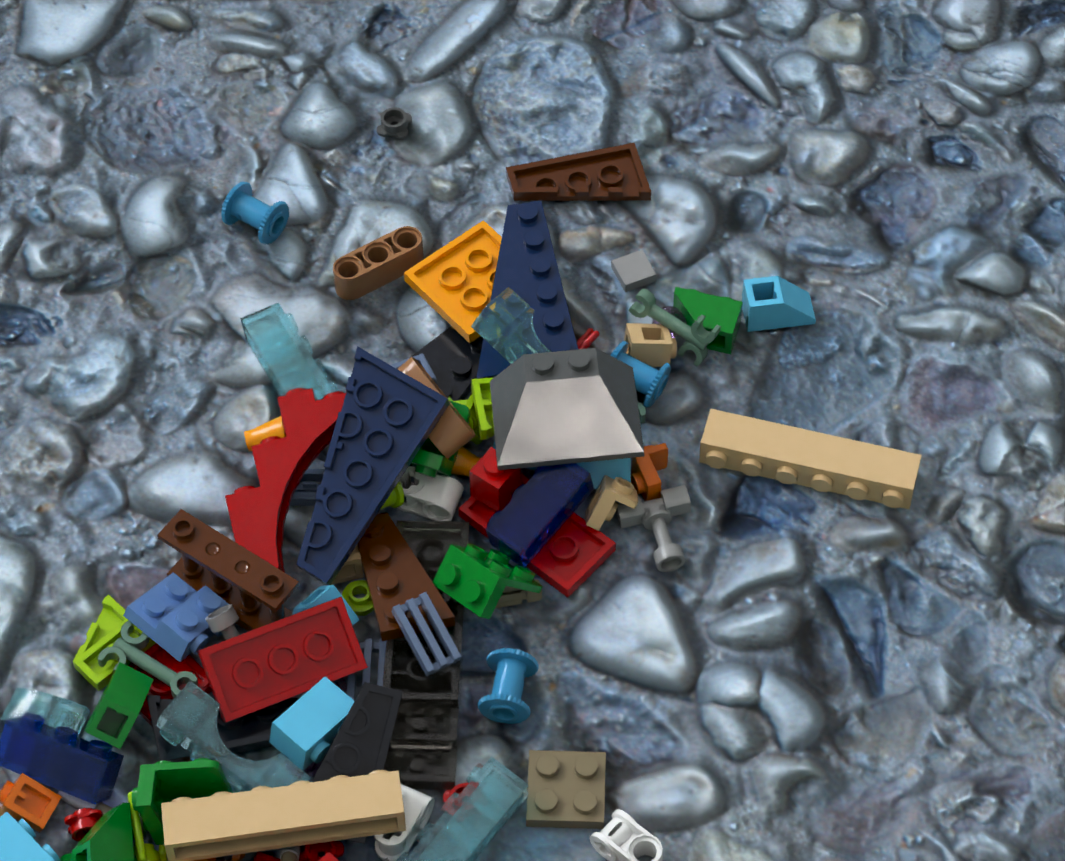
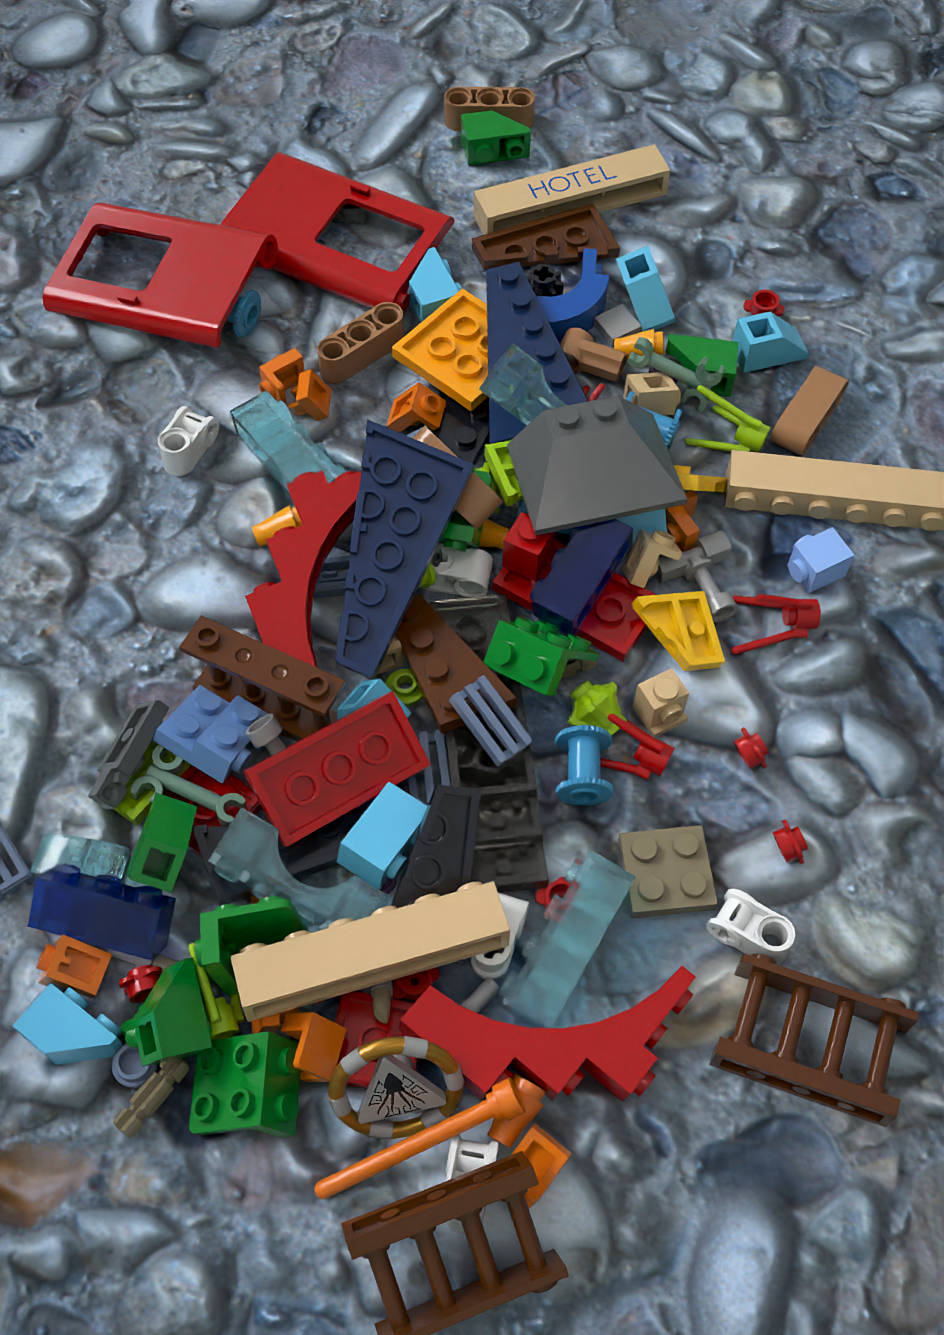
camera: 10 degrees left, 5 degrees up
(99, 624) = (126, 753): none -> dark grey hinge
(196, 342) = (186, 440): none -> white piece
(222, 192) = (189, 289): none -> red piece
(296, 287) = (281, 374): none -> orange bracket
(321, 311) = (311, 396): none -> orange tile
(335, 117) = (297, 205): none -> red piece
(419, 332) = (415, 406): none -> orange bracket
(456, 211) = (431, 285): none -> medium azure slope
(531, 634) = (594, 704): none -> lime rock
(549, 62) = (493, 138): none -> green slope
(551, 30) = (510, 102): none -> medium nougat beam
(566, 223) = (545, 280): none -> black gear
(573, 682) = (650, 753): none -> red plant
(590, 296) = (592, 357): none -> medium nougat piece
(591, 254) = (580, 304): none -> blue arch
(592, 638) = (661, 702): none -> tan brick
(627, 571) = (683, 627): none -> yellow wing
(644, 121) = (604, 182): none -> tan brick
(656, 431) = (700, 482): none -> yellow wing
(660, 289) = (627, 343): none -> light orange cone
(666, 238) = (646, 289): none -> medium azure slope
(666, 690) = (751, 749): none -> red plate
(682, 777) = (790, 842): none -> red plate
(736, 393) = (750, 432): none -> lime plant
(742, 571) = (796, 613): none -> red plant
(773, 524) = (820, 560): none -> light blue brick
(784, 259) = (763, 302): none -> red plate
(801, 377) = (809, 410): none -> medium nougat beam

